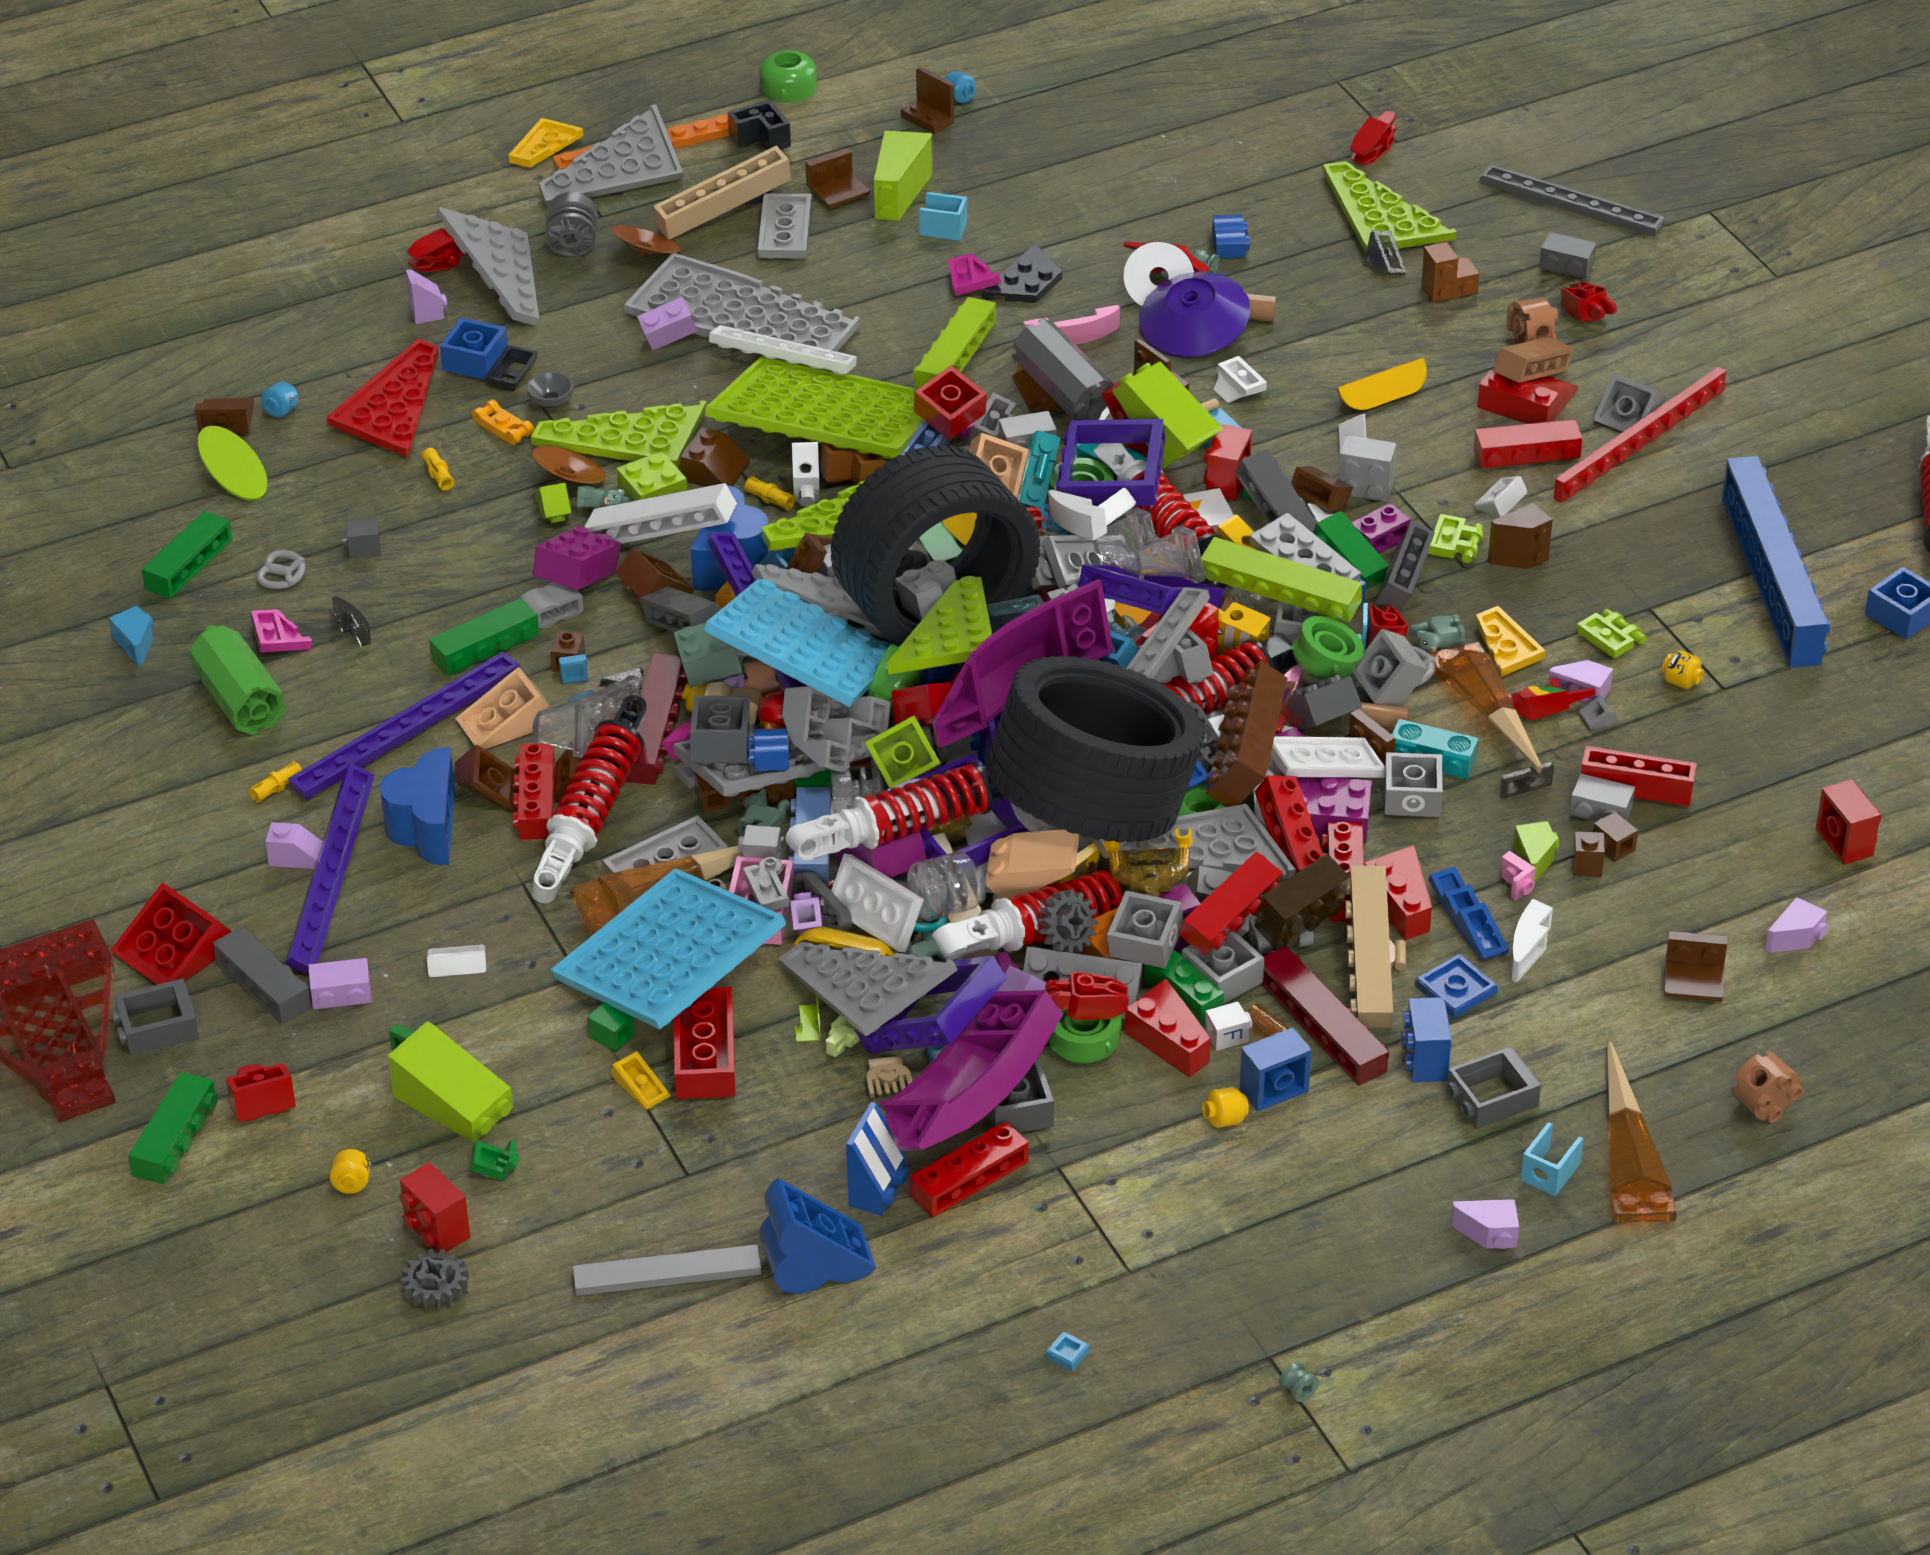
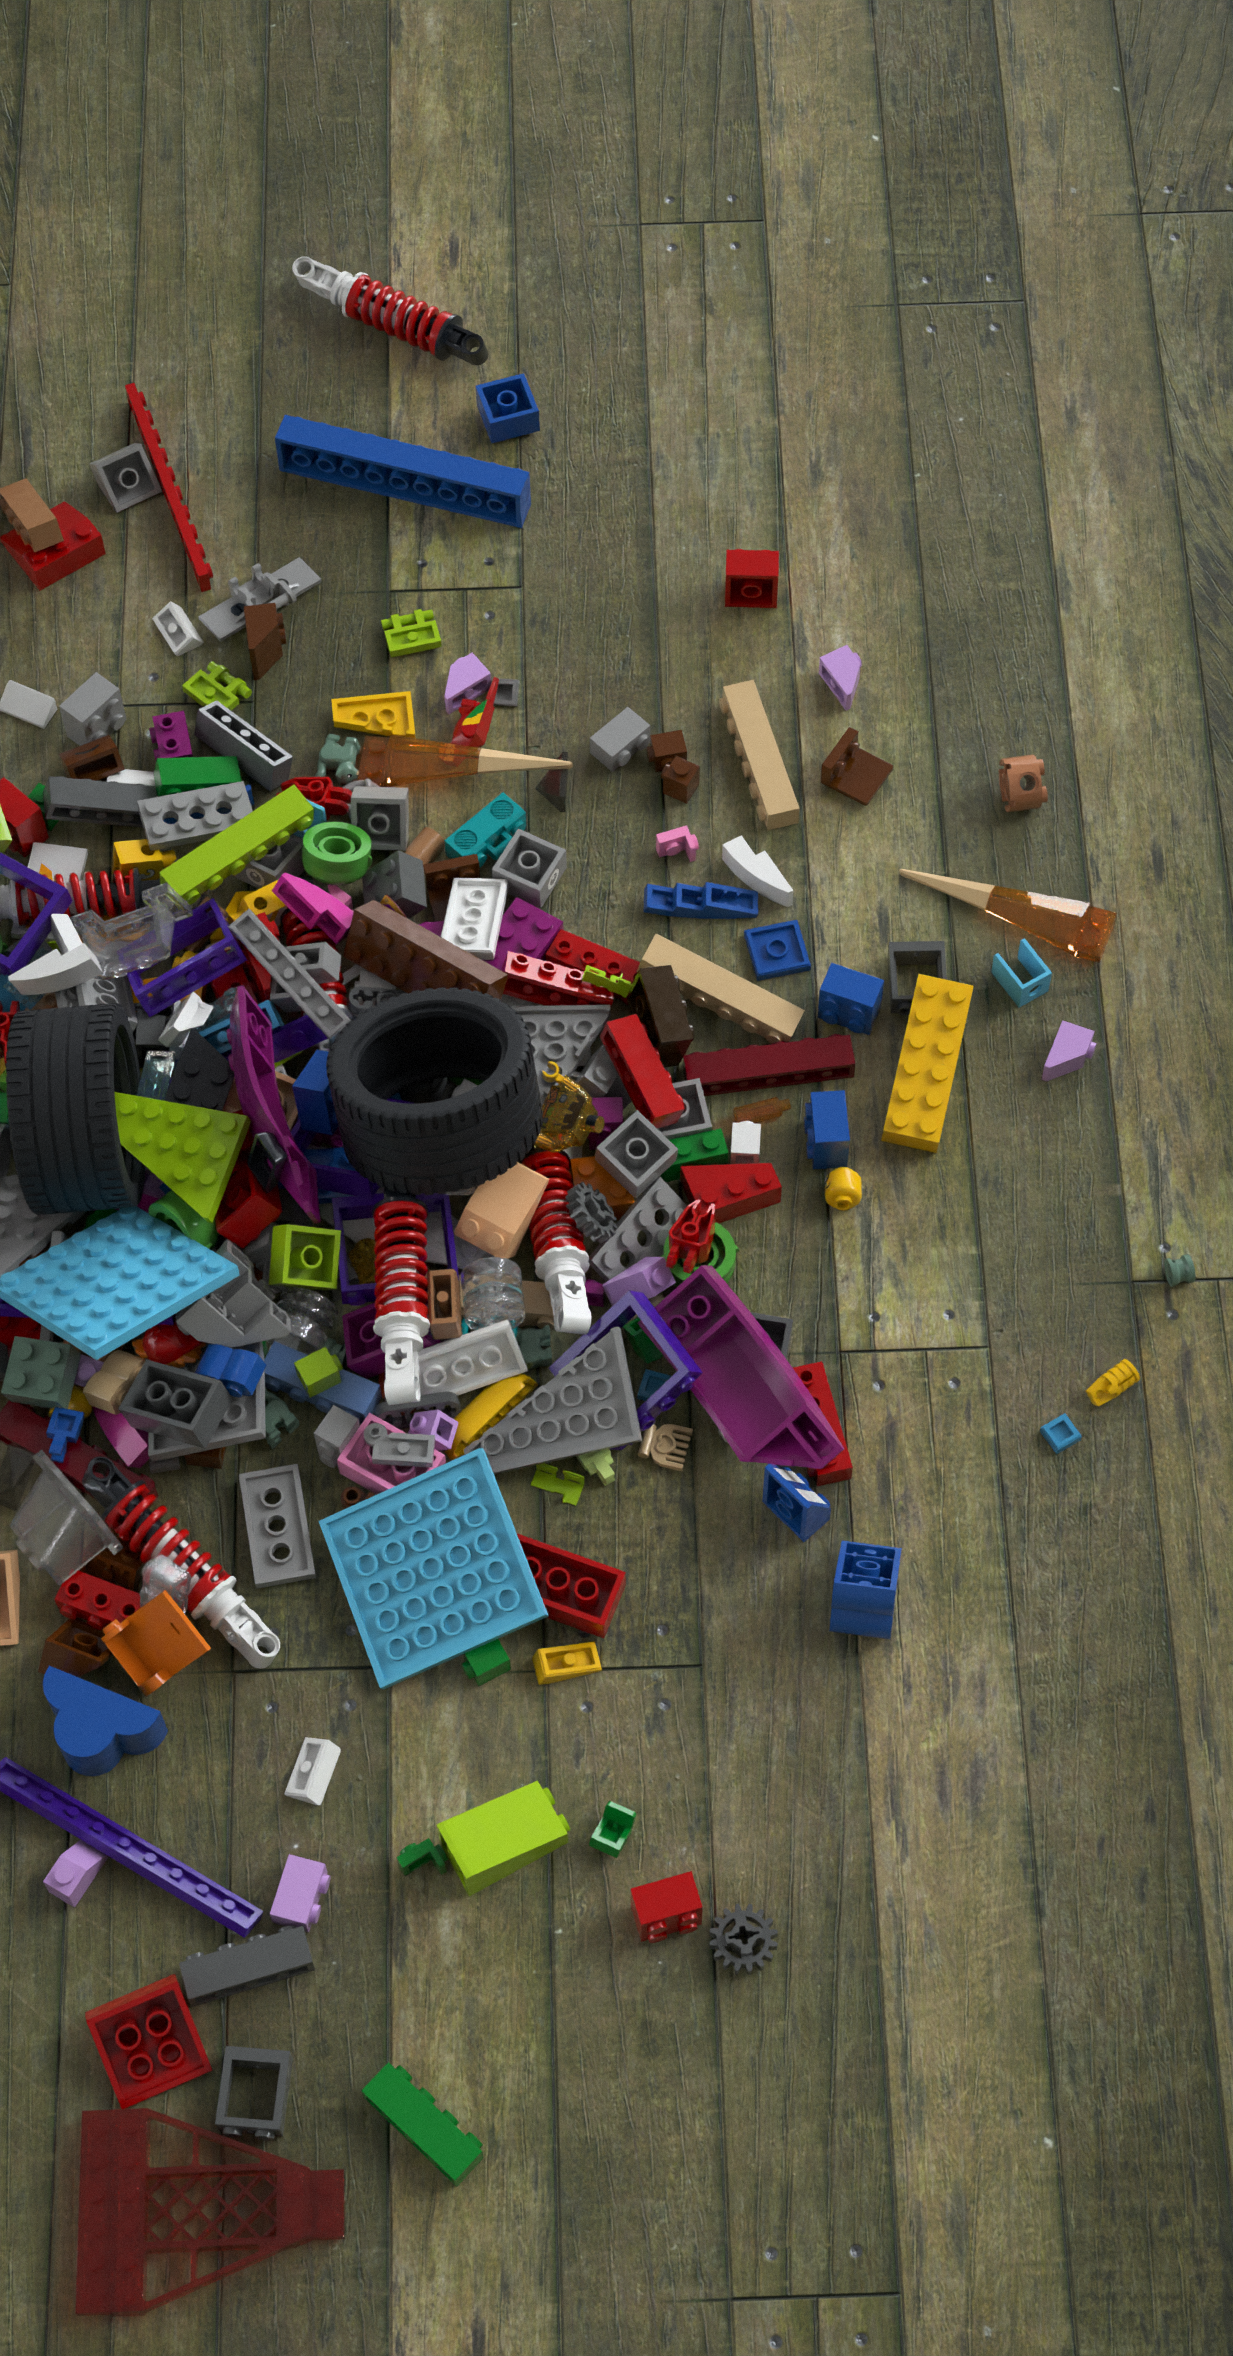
camera: 65 degrees left, 20 degrees up
(260, 1091) = (415, 2022): red brick -> none
(351, 1169) = (566, 1970): yellow head -> none
(504, 808) = (154, 1642): none -> orange door
(551, 787) = (165, 1575): none -> clear brick
(612, 893) = (317, 1592): clear orange plate -> none
(666, 1270) = (817, 1728): light grey tile -> none
(670, 689) = (63, 1428): none -> blue plate
(808, 808) = (318, 1371): none -> lime brick
(908, 847) = (444, 1304): none -> medium nougat brick
(953, 667) = (264, 1147): none -> black piece
(1135, 1368) = (1113, 1383): none -> yellow hinge
(1255, 640) = (314, 906): none -> dark pink slope
(1312, 847) = (622, 987): none -> lime piece
(1394, 1113) = (927, 1063): none -> yellow brick
(1406, 892) = (638, 927): wedge -> none
(1527, 443) = (131, 575): red brick -> none
(1536, 845) = (651, 814): lime slope -> none
(1583, 530) = (277, 588): none -> light grey piece
(1659, 899) = (760, 755): none -> tan brick
(1662, 786) = (611, 697): red brick -> none
(1682, 669) = (493, 603): yellow head -> none

